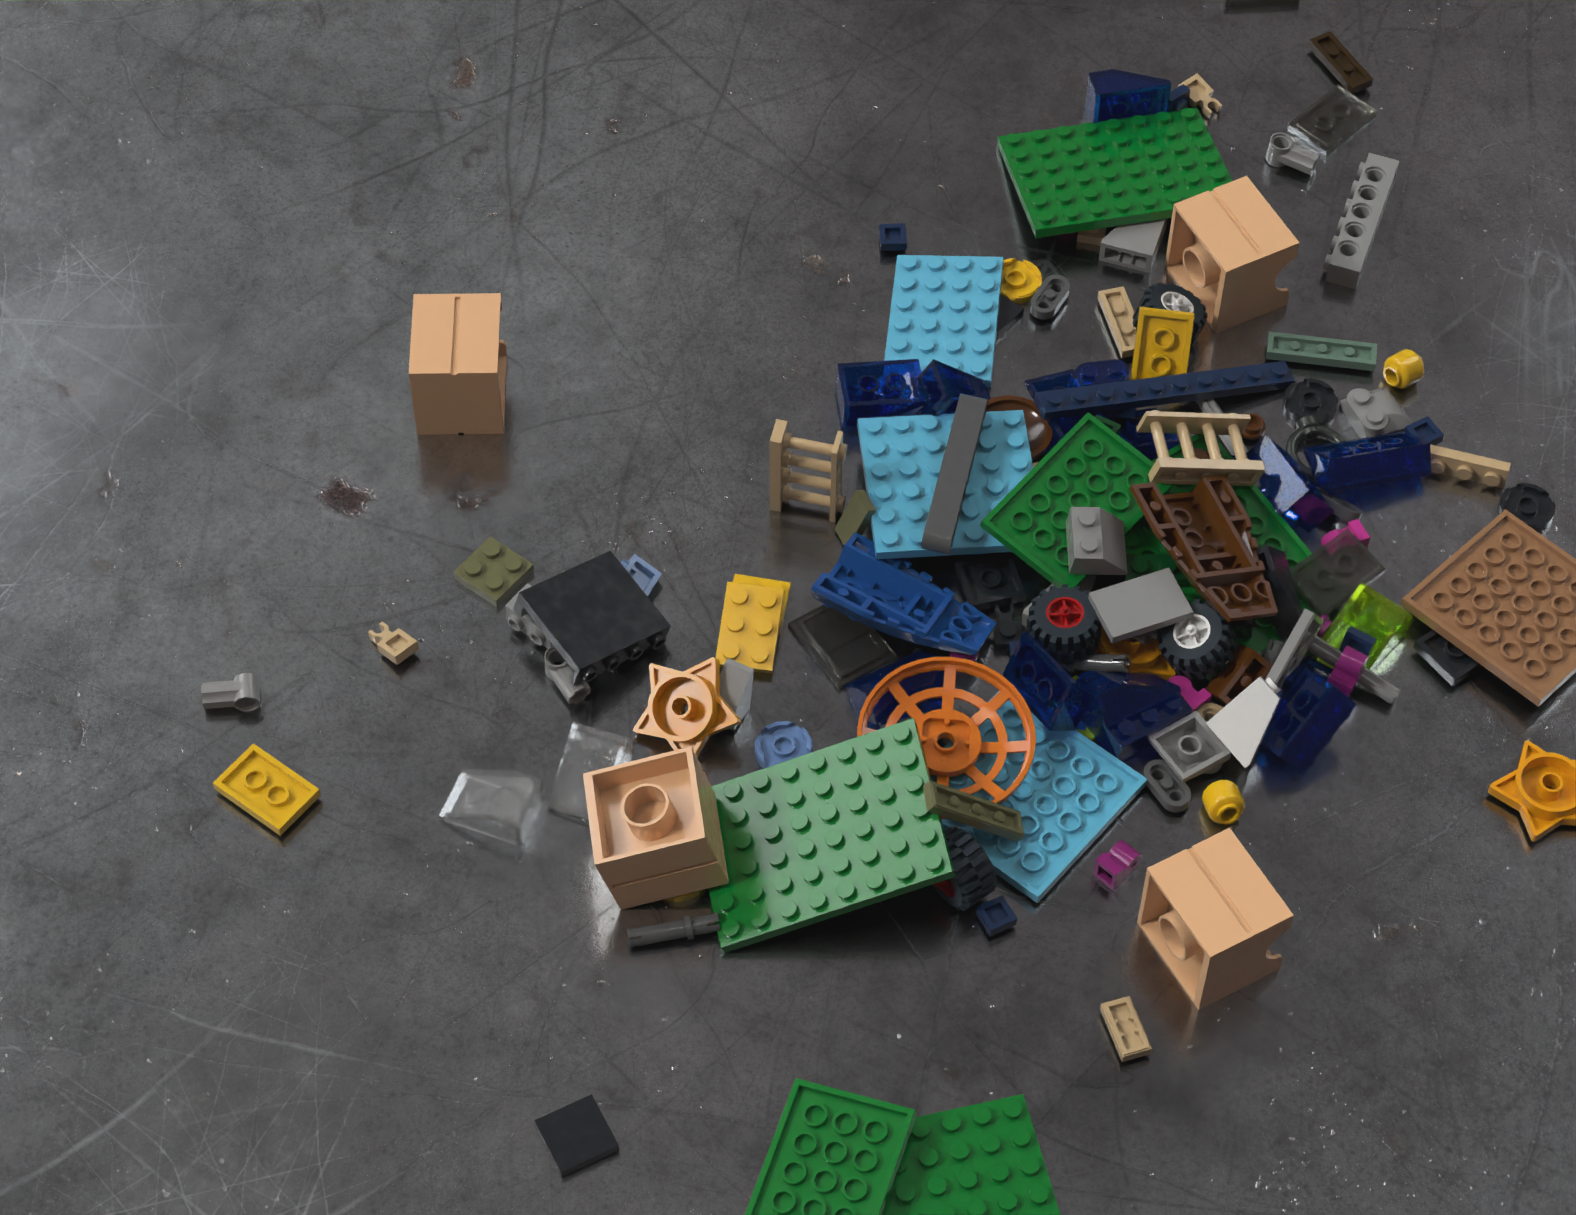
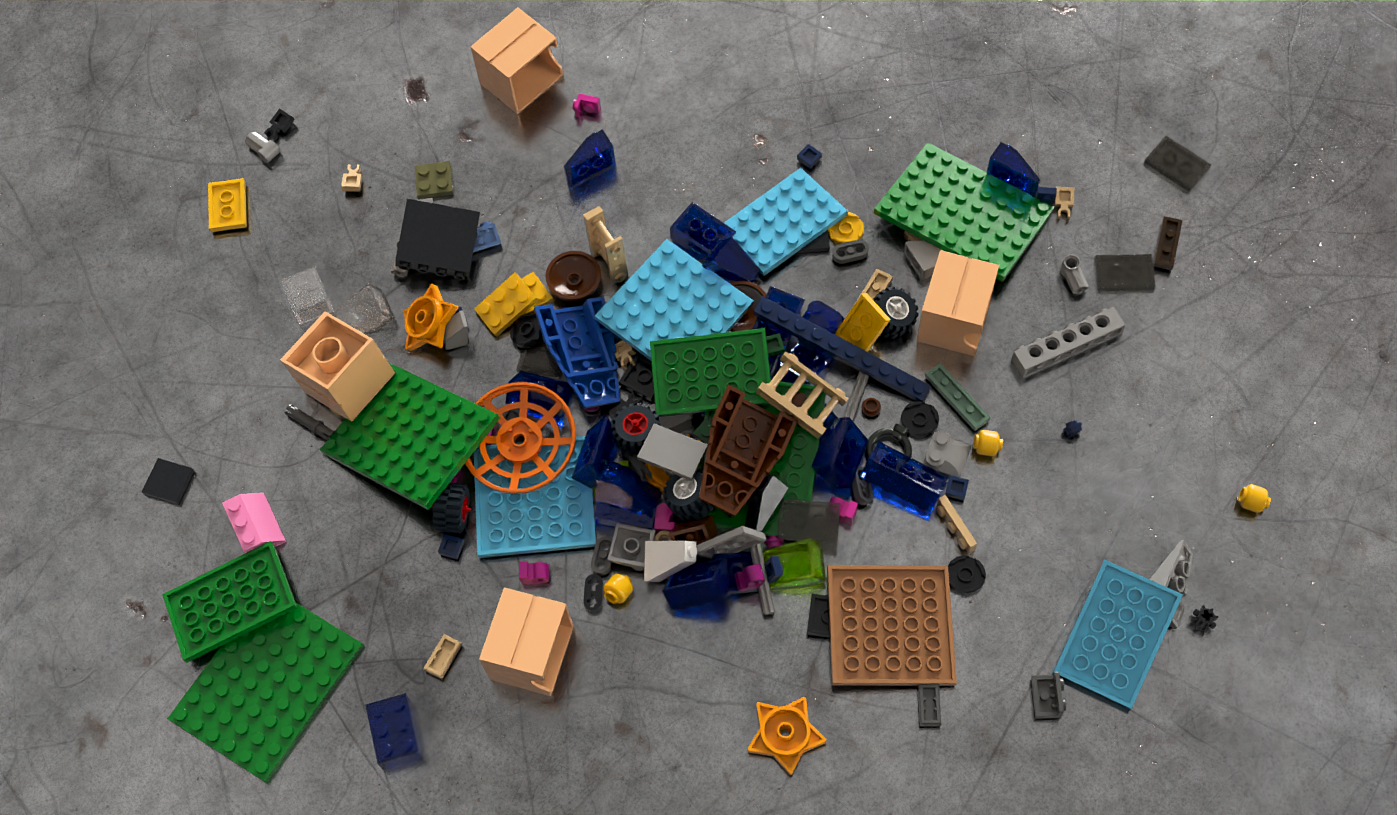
camera: 50 degrees right, 10 degrees up
(220, 650) = (280, 122): none -> black plate
(579, 360) = (586, 103): none -> dark pink bracket
(664, 403) = (590, 159): none -> clear blue slope
(740, 1088) = (253, 521): none -> bright pink slope
(781, 742) = (458, 377): medium blue tile -> none
(788, 528) = (573, 267): none -> reddish brown dish
(806, 634) = (526, 331): none -> black tile
(856, 516) = (613, 288): olive tile -> none
(943, 570) = (624, 353): none -> tan plate
(954, 474) = (671, 305): dark grey beam -> none
(973, 811) = (480, 485): olive tile -> none
(1095, 542) = (690, 400): light grey slope -> none
(1172, 1143) = (394, 731): none -> clear blue brick
(1203, 827) = (598, 593): none -> black beam
(1460, 294) = (1073, 427): none -> dark blue plate

